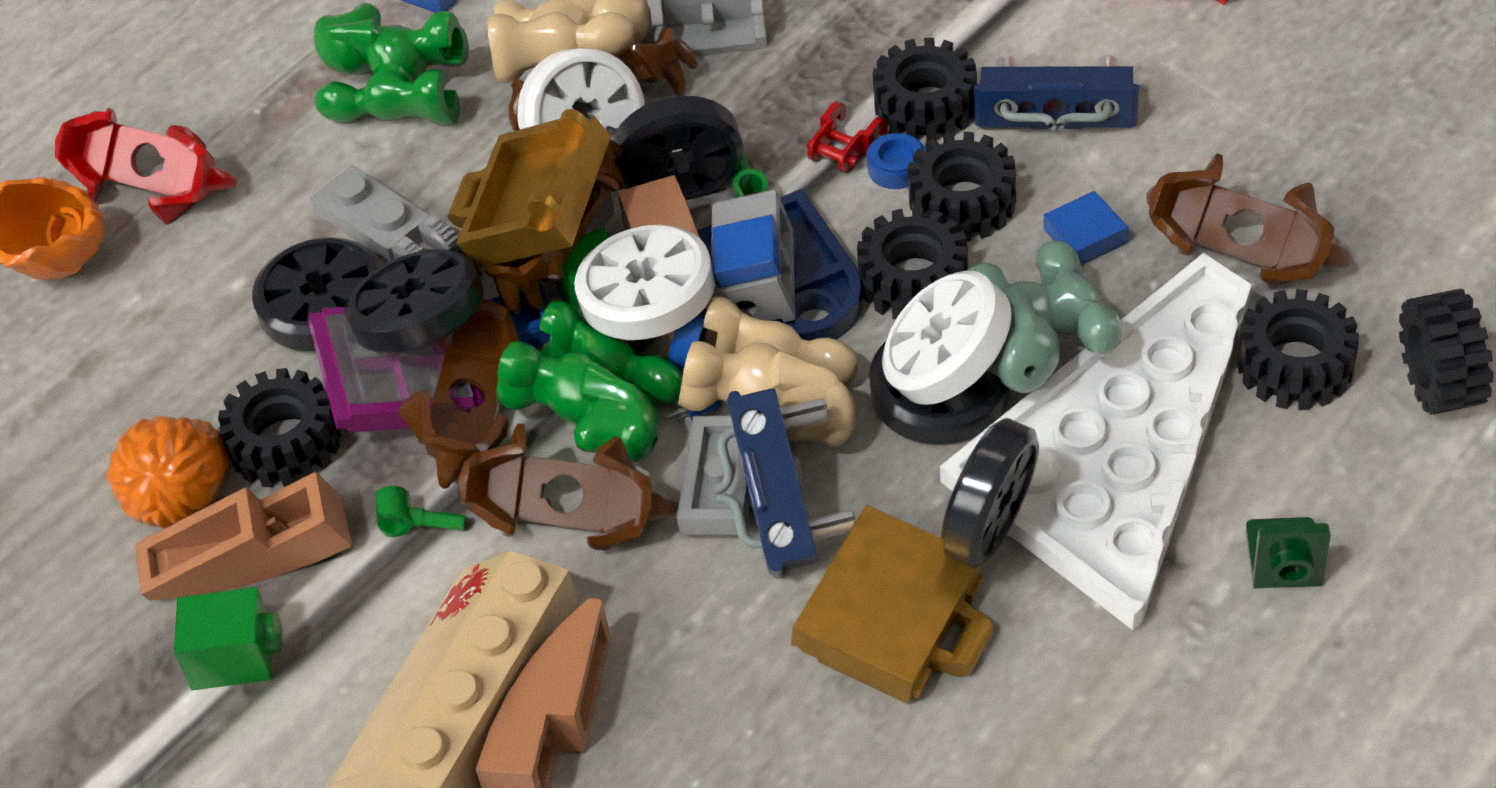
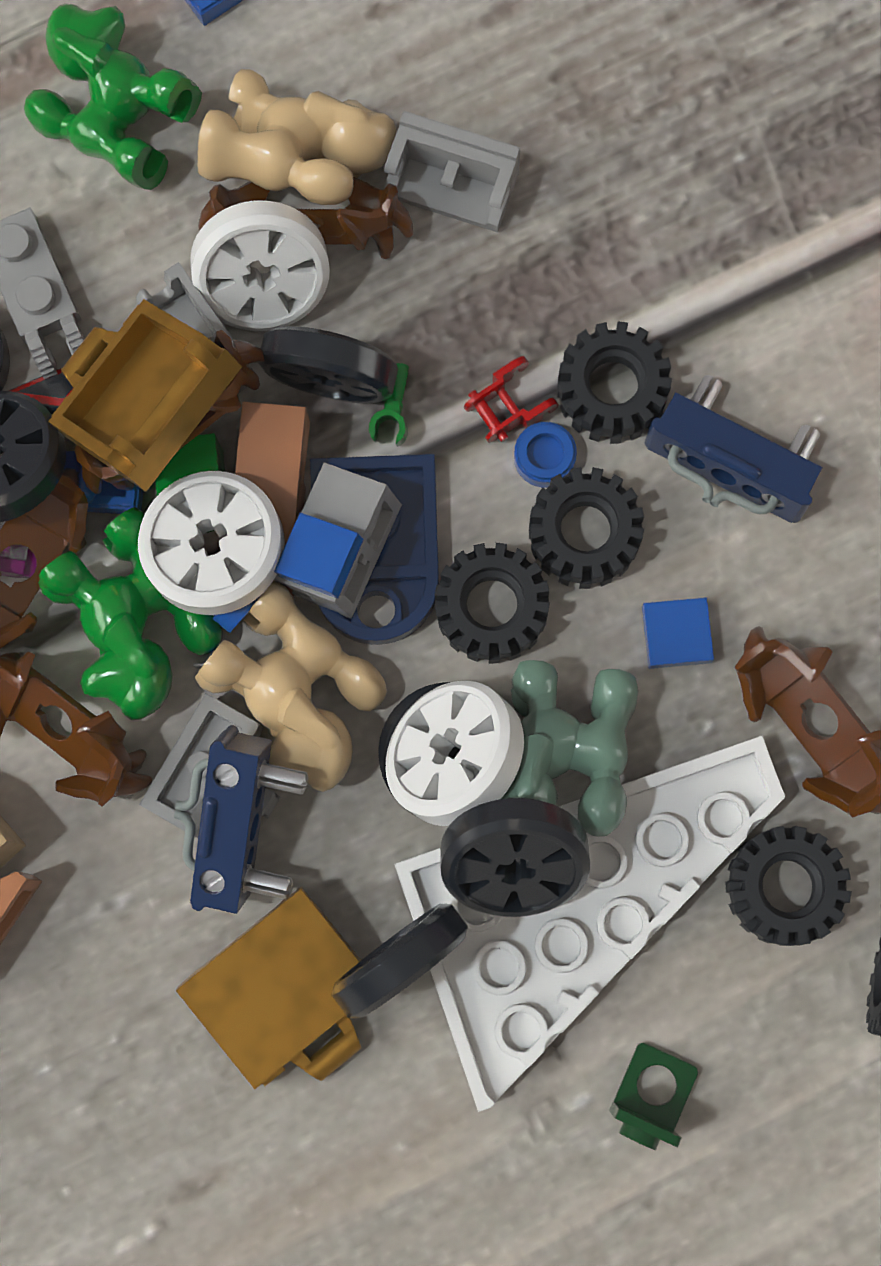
camera: 25 degrees right, 30 degrees up
(1020, 352) = (514, 857): none -> black wheel

